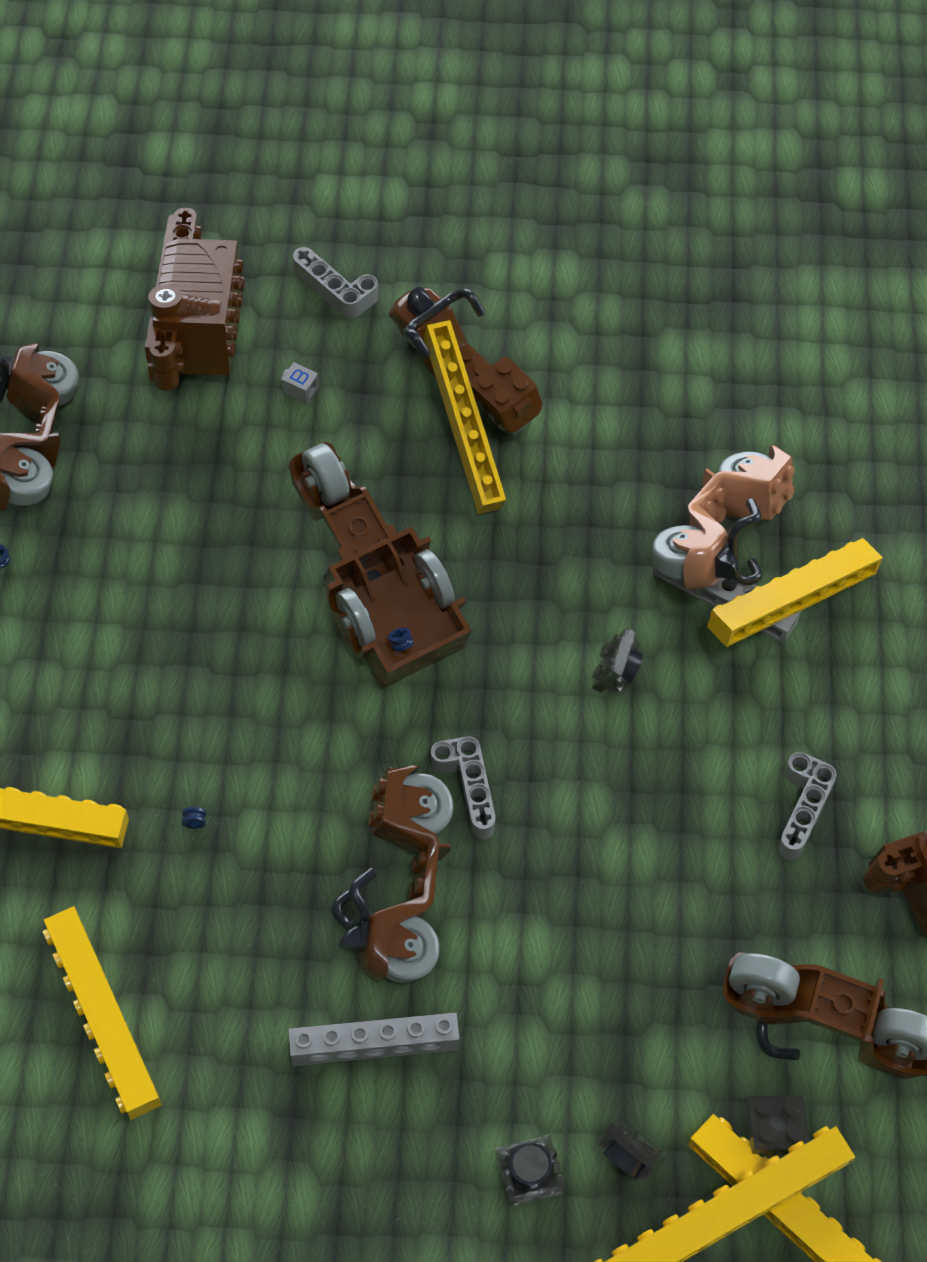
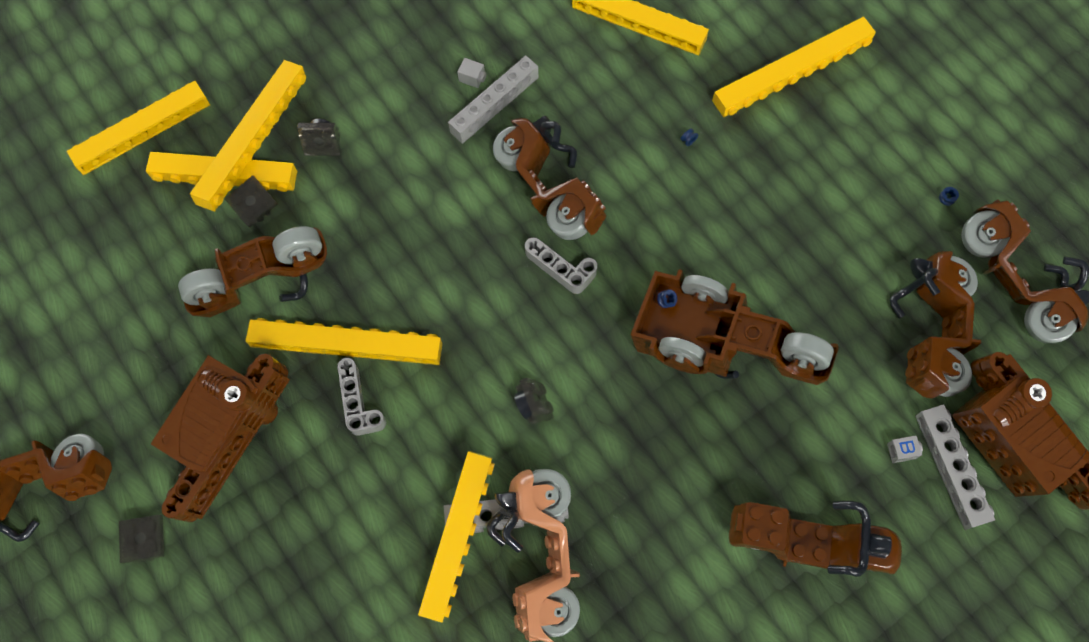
camera: 145 degrees right, 10 degrees up
(200, 408) = (939, 363): none -> reddish brown piece
(270, 342) = (952, 478): none -> light grey brick
(330, 285) = (968, 549): light grey beam -> none
(370, 1100) = (471, 73): none -> light grey brick
(464, 417) = (775, 493): yellow brick -> none
(530, 1170) = (367, 99): piece -> none
(778, 878) = (344, 342): none -> yellow brick

